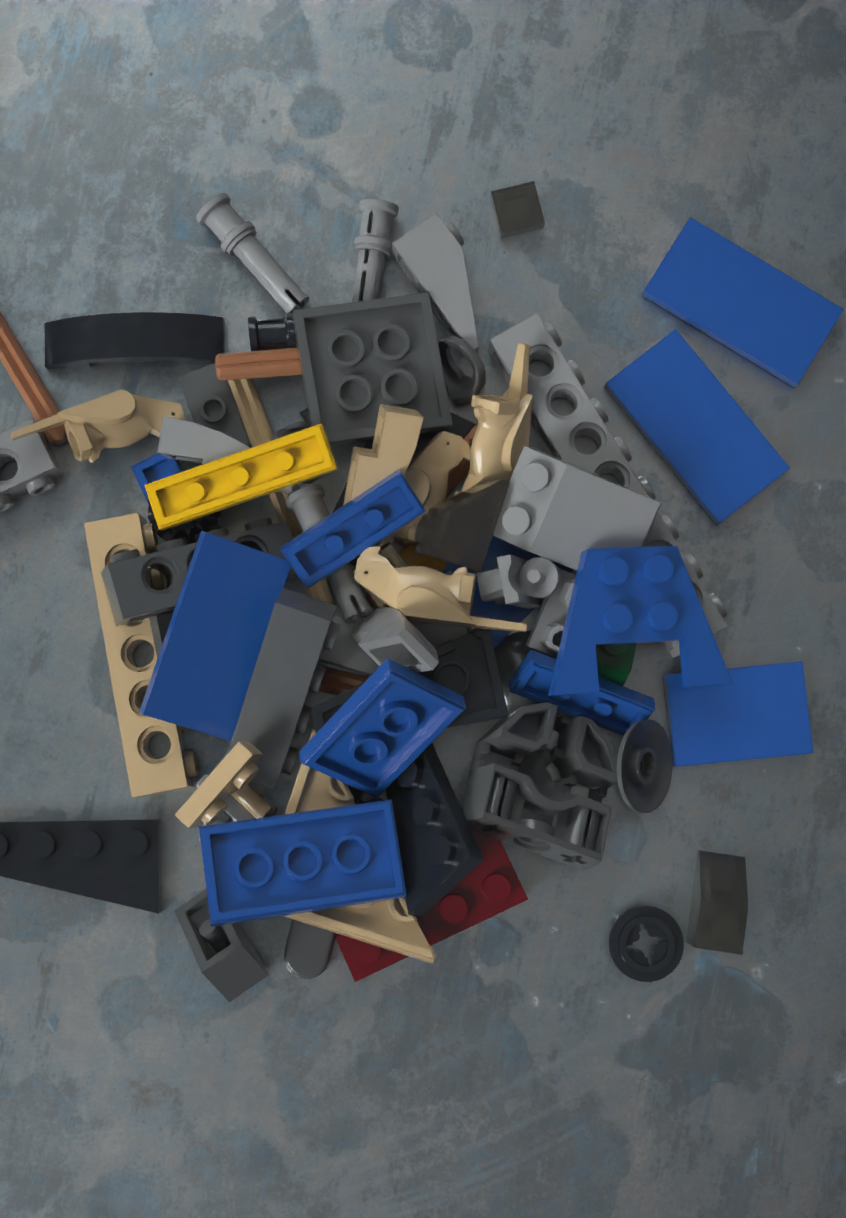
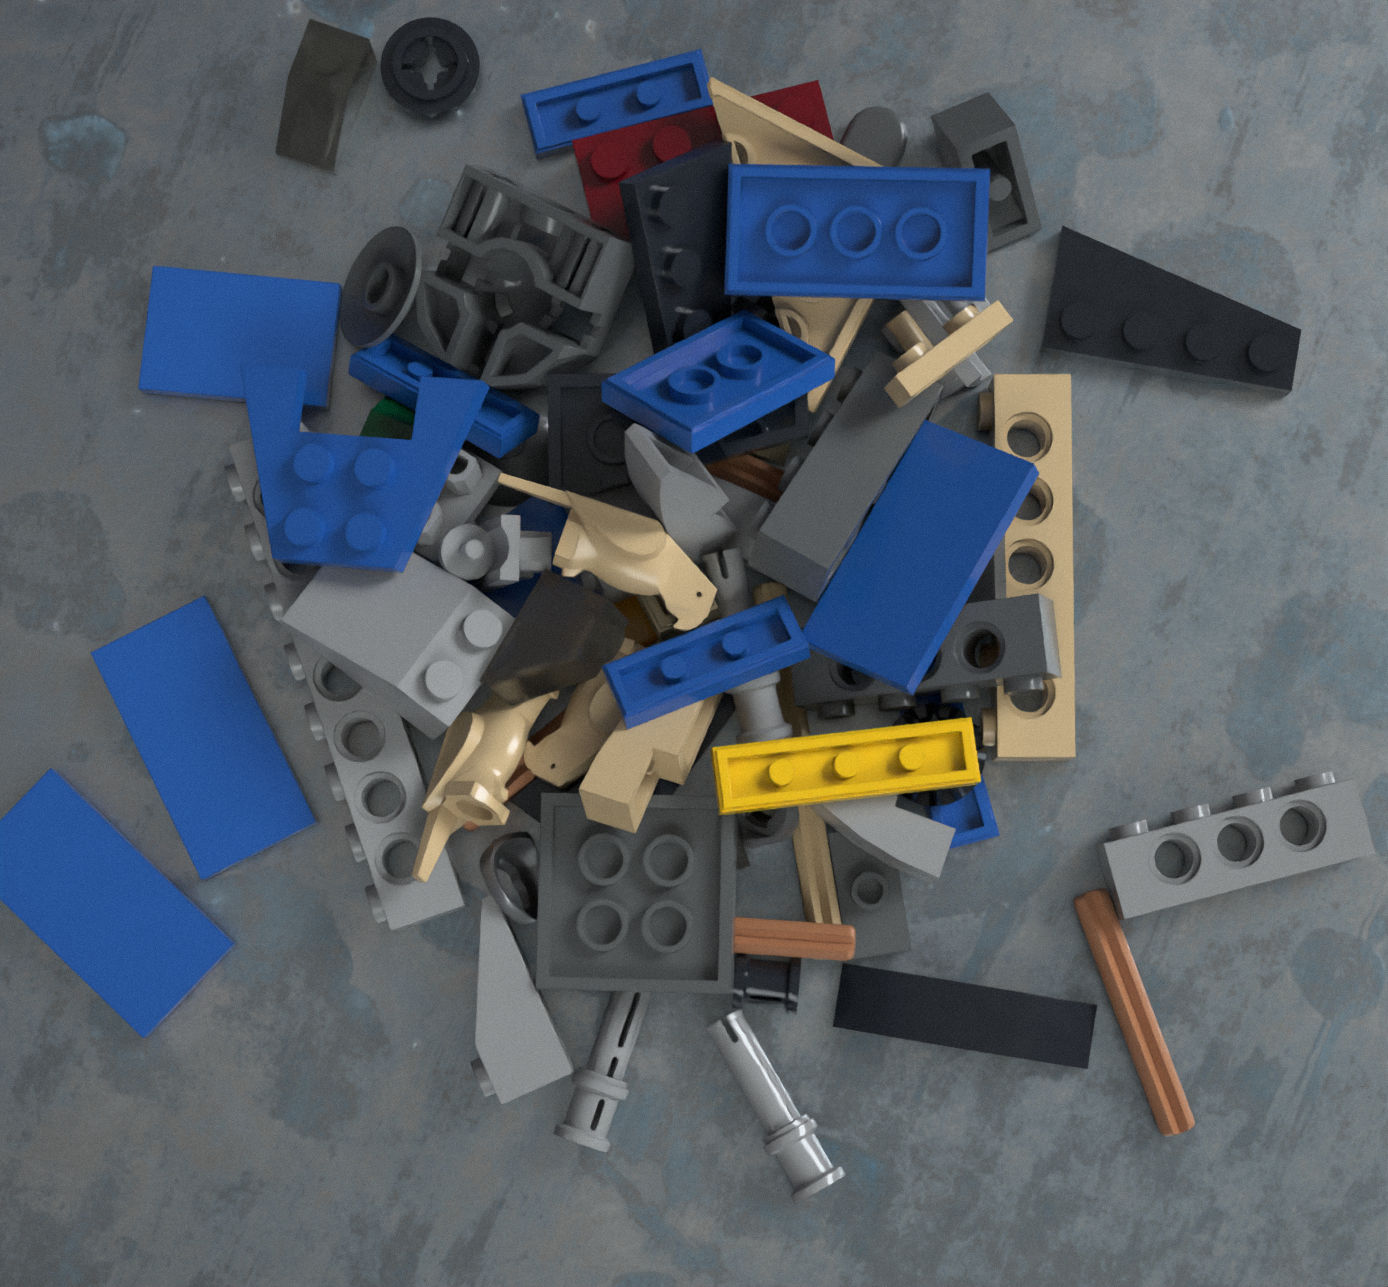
camera: 165 degrees left, 0 degrees up
(107, 422) = (1016, 894): tan animal -> none
(502, 943) = (615, 101): none -> blue tile
(517, 209) = (384, 1101): clear smoke tile -> none

